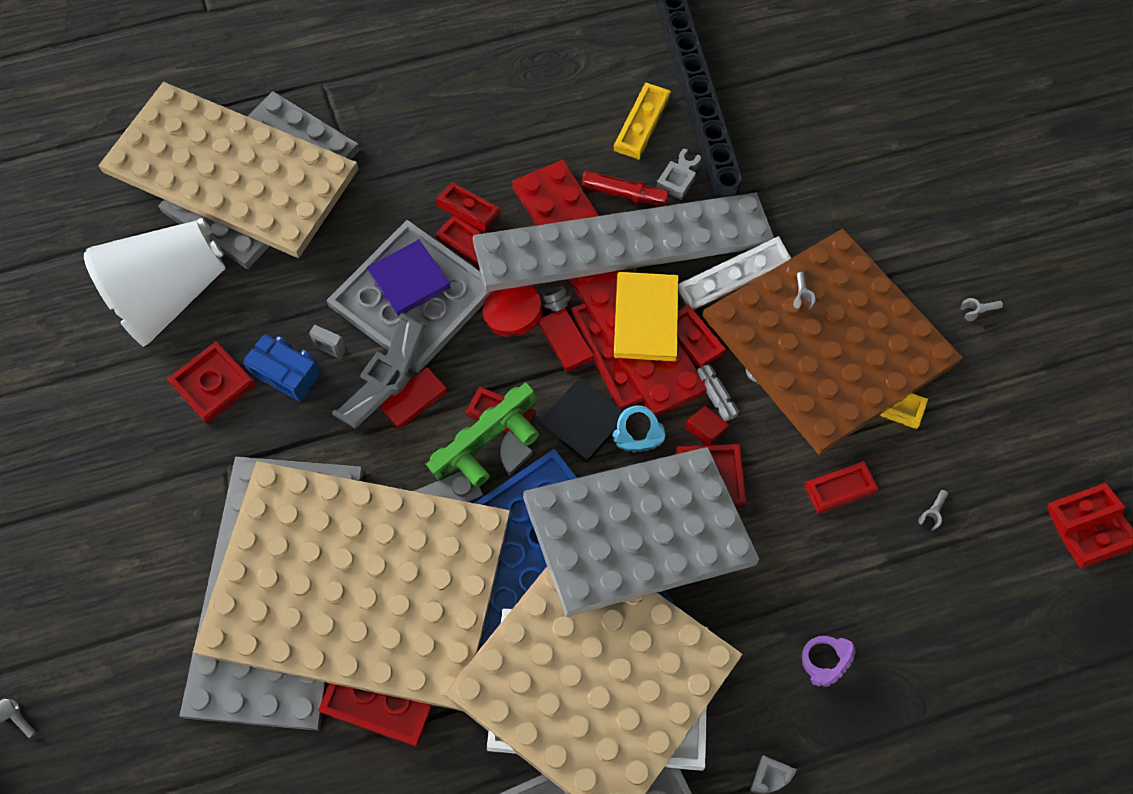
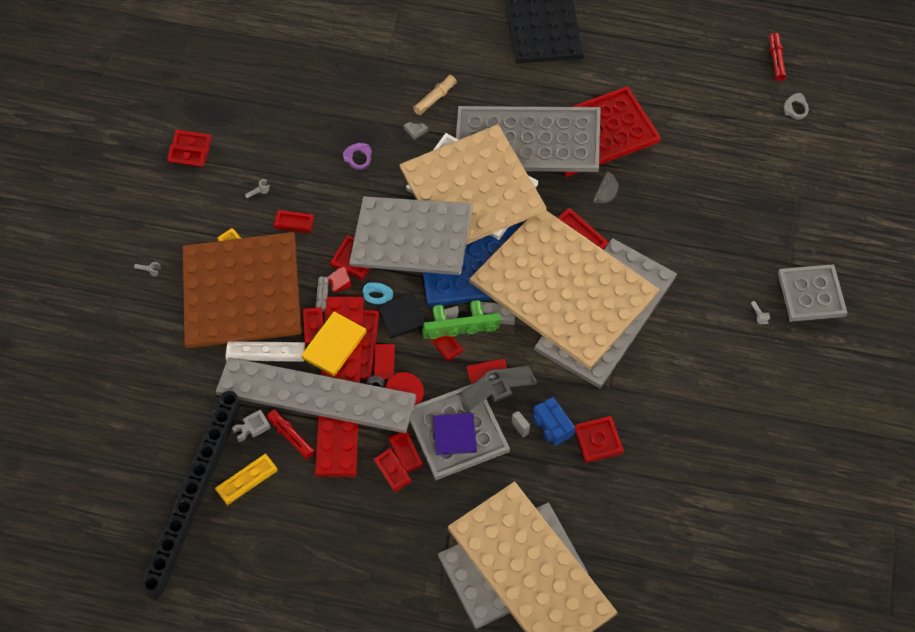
camera: 155 degrees left, 5 degrees down
(154, 275) = (608, 520): white cone -> none
(803, 293) = (243, 308): light grey hand -> none

